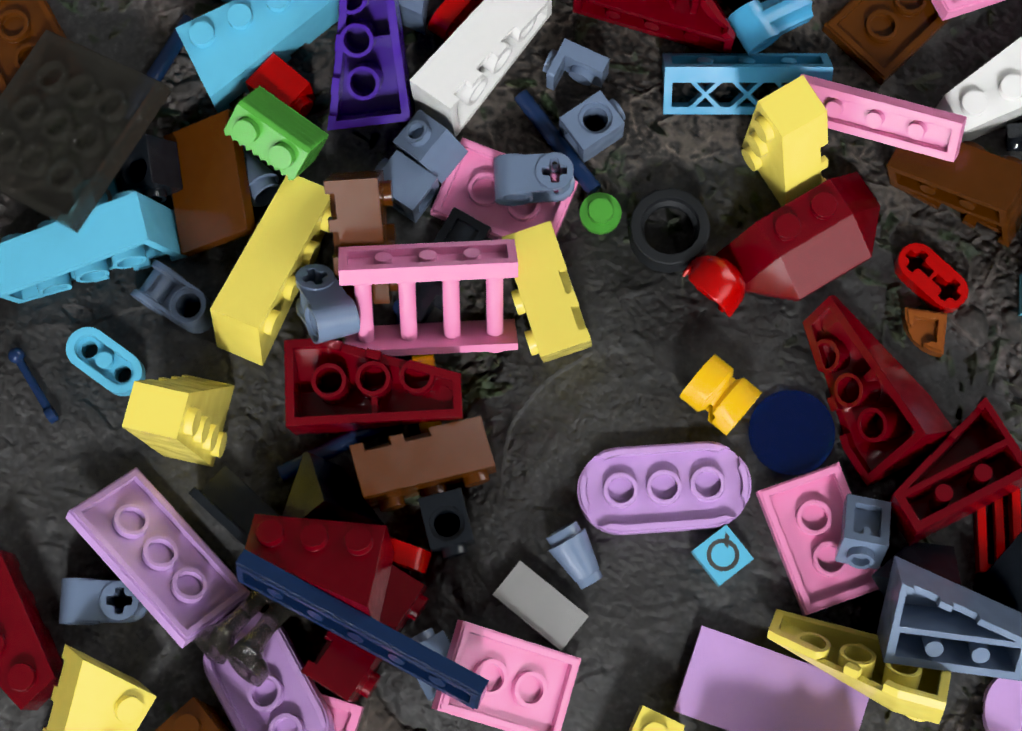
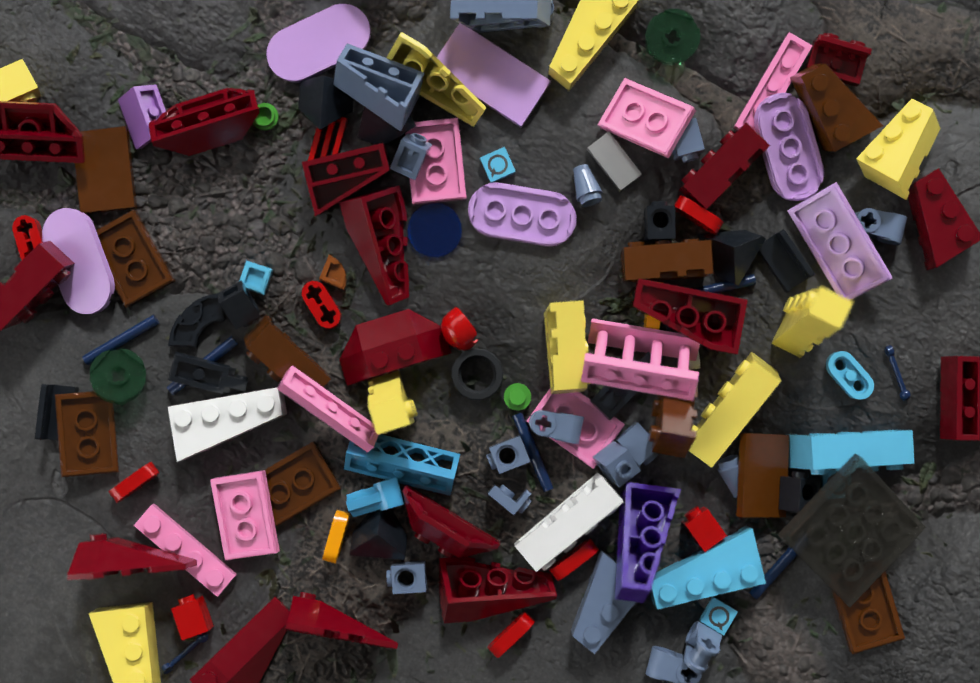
camera: 170 degrees left, 10 degrees up
(170, 295) = (802, 409): sand blue piece -> none
(246, 655) = (776, 212): clear smoke piece -> none
(275, 133) = (715, 492): bright green brick -> none
(324, 305) = (709, 364): sand blue piece -> none
(334, 556) = (741, 208): dark red wedge -> none
(361, 629) = (730, 161): dark blue tile -> none
(720, 394) = (473, 259): yellow wheel -> none

